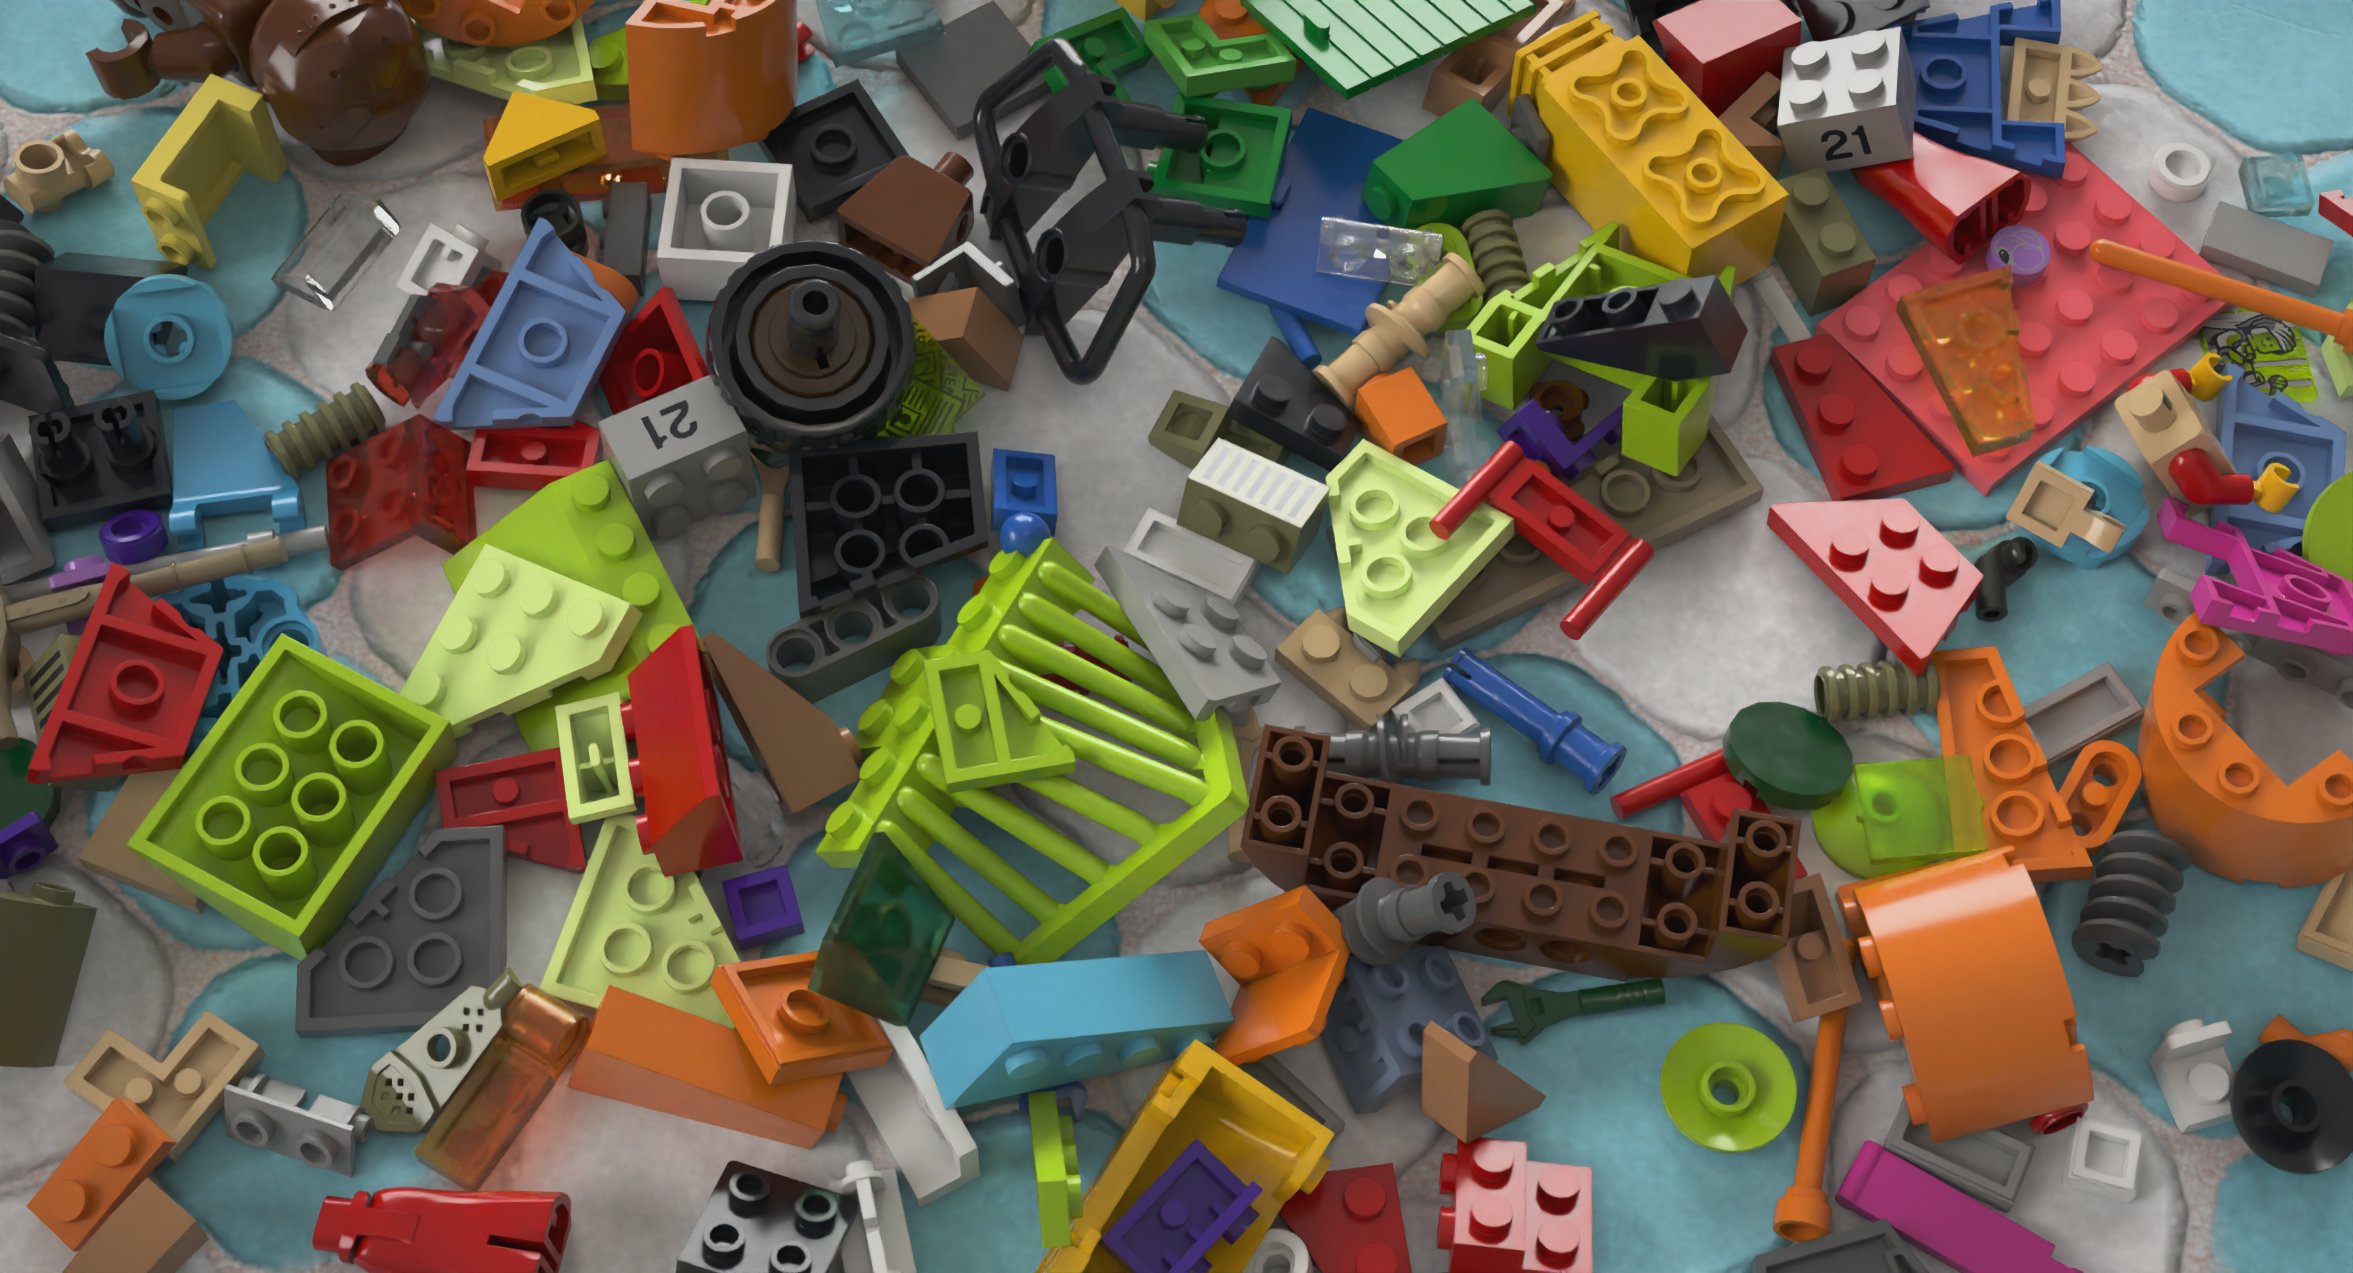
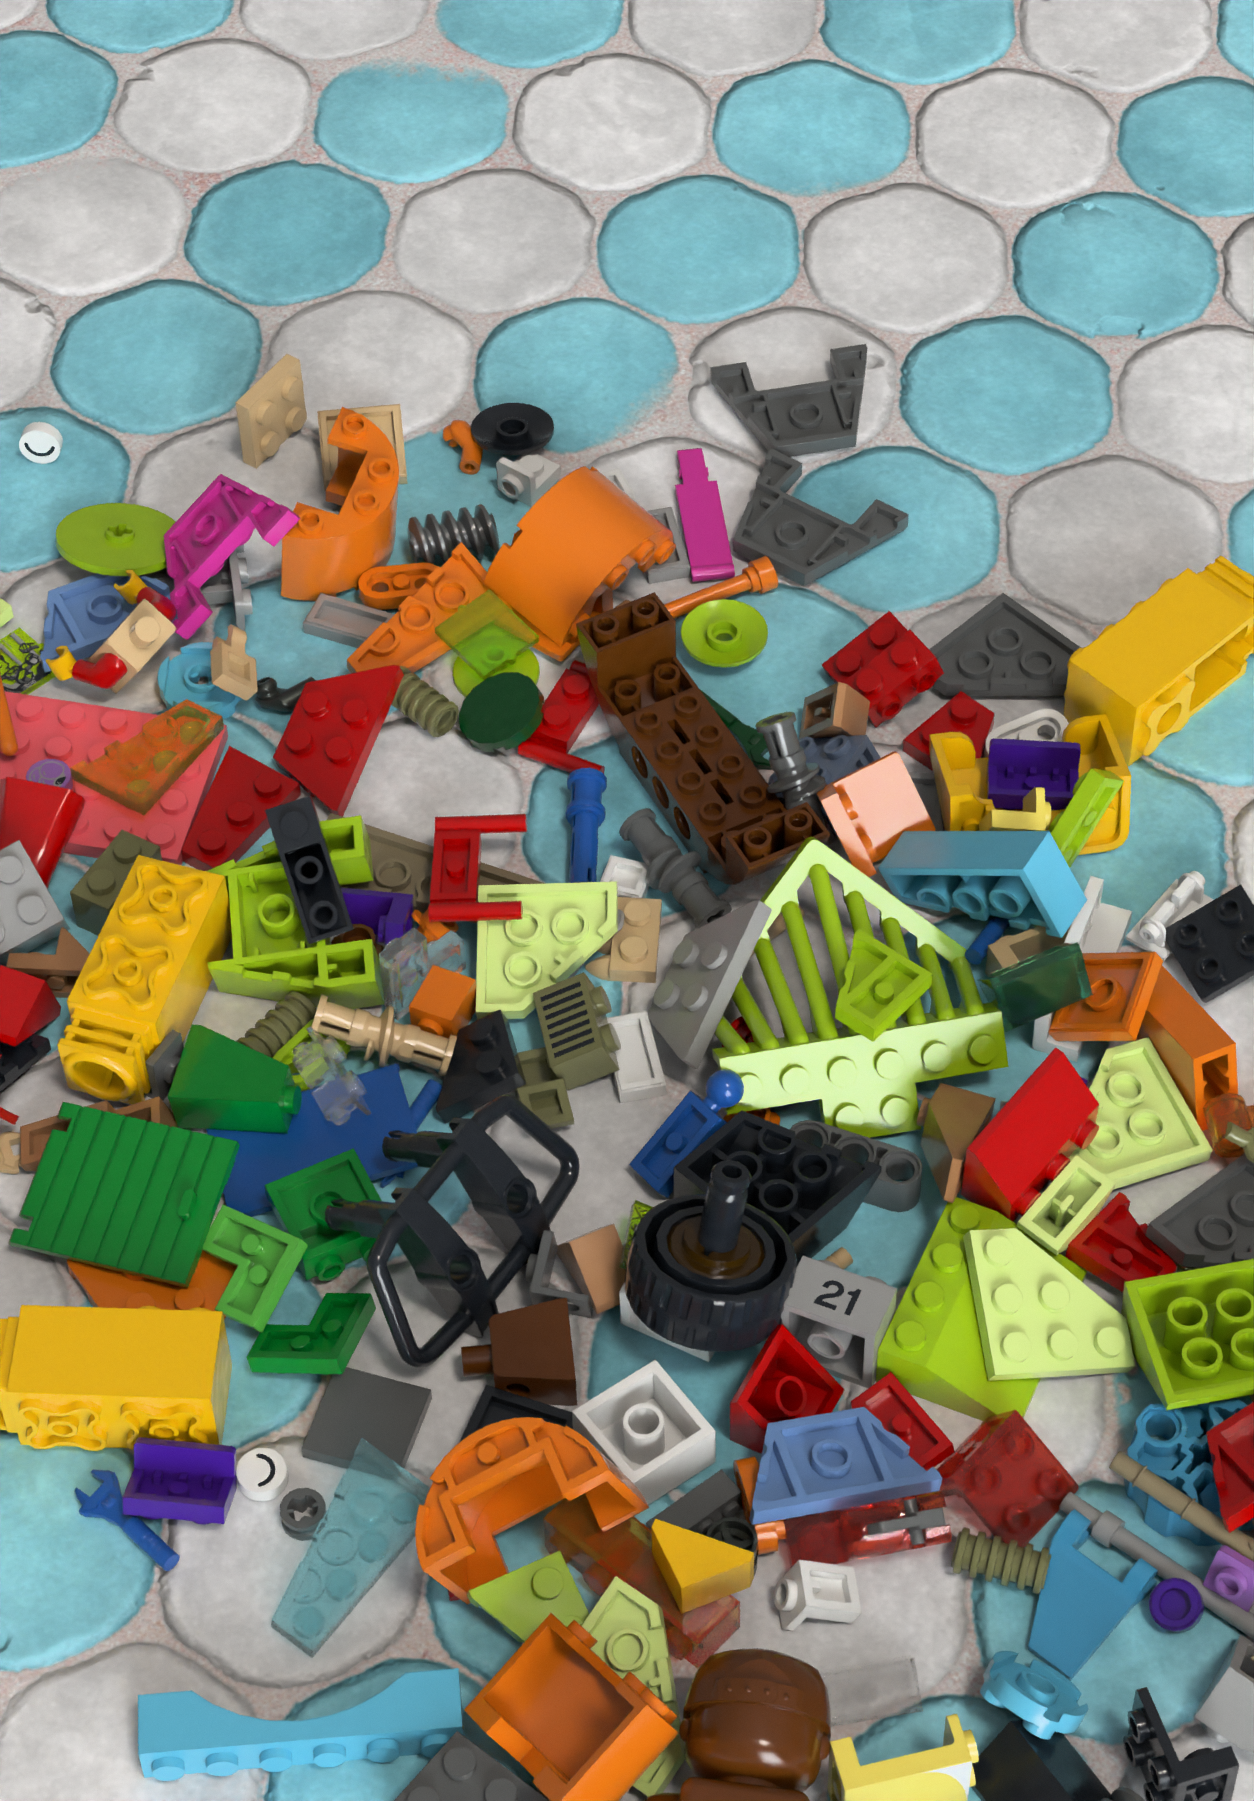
camera: 125 degrees left, 10 degrees down
(100, 460) = (1151, 1655): black plate -> none
(1109, 1107) = (1034, 817): none -> light yellow bracket

